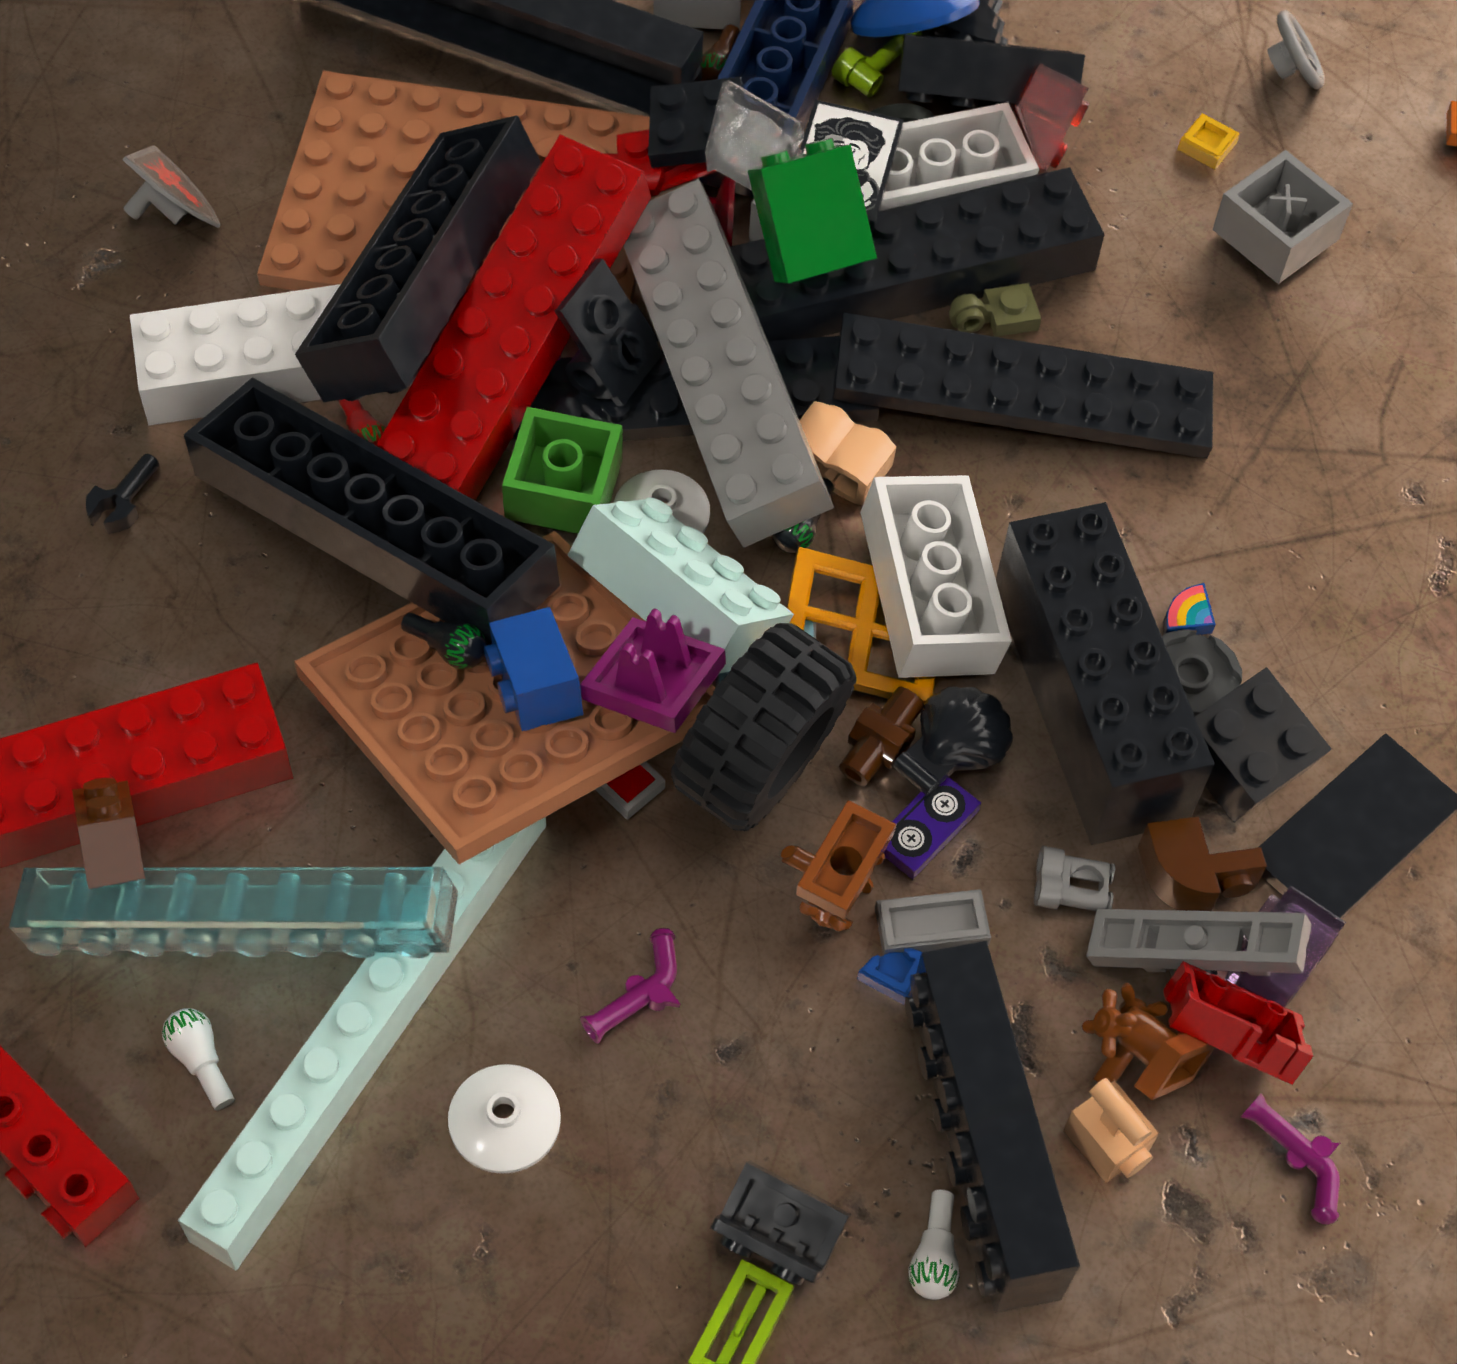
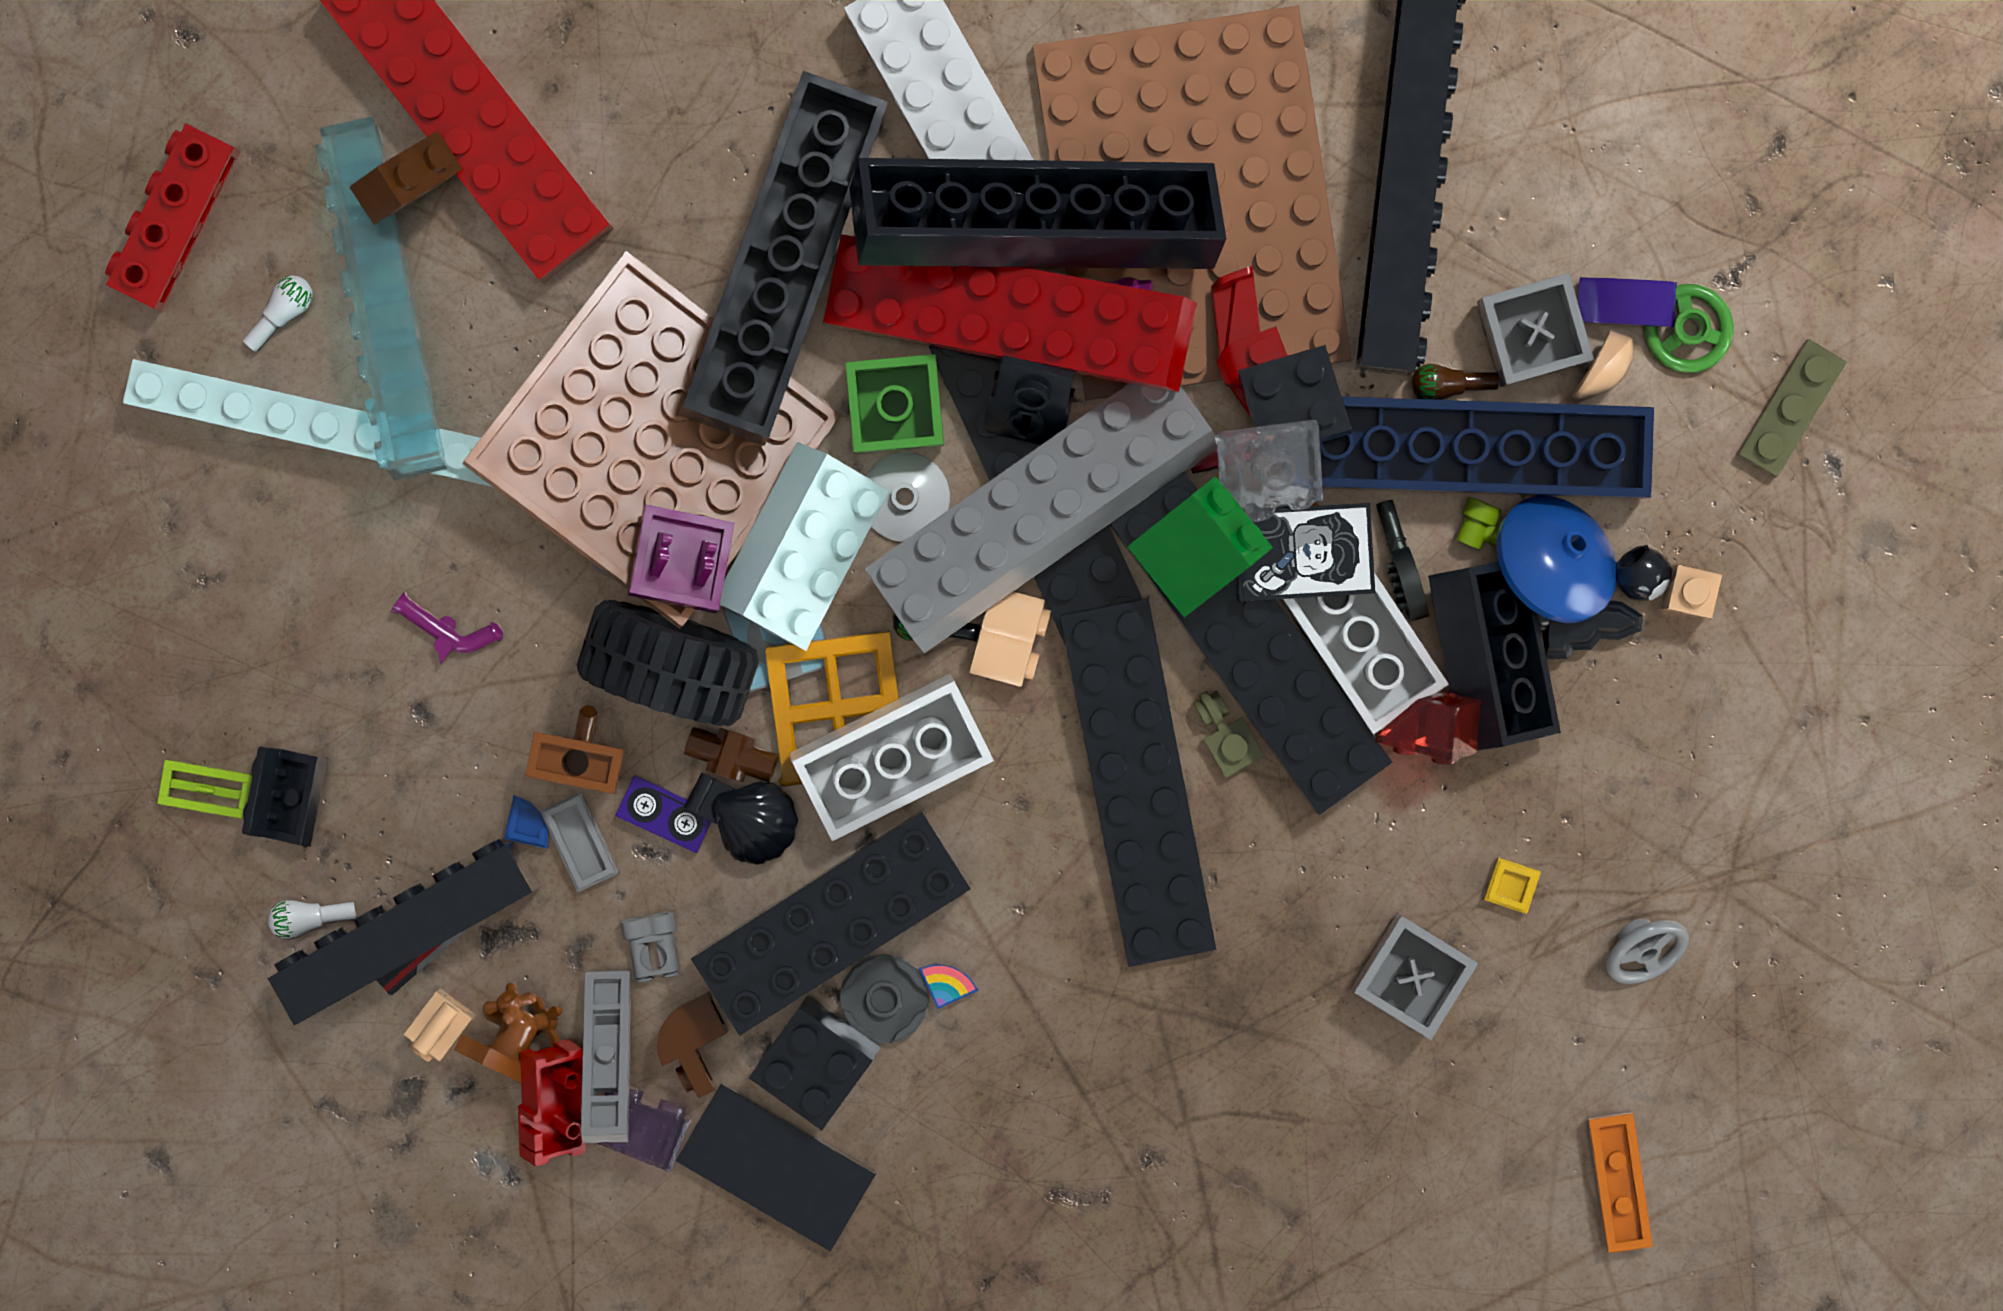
camera: 75 degrees right, 30 degrees up
(125, 514) = (761, 27): black bar -> none
(456, 643) = (670, 383): black piece -> none
(509, 1142) = (333, 559): white dish -> none
(534, 669) = (656, 459): blue brick -> none
(1303, 1153) = (476, 1175): magenta piece -> none

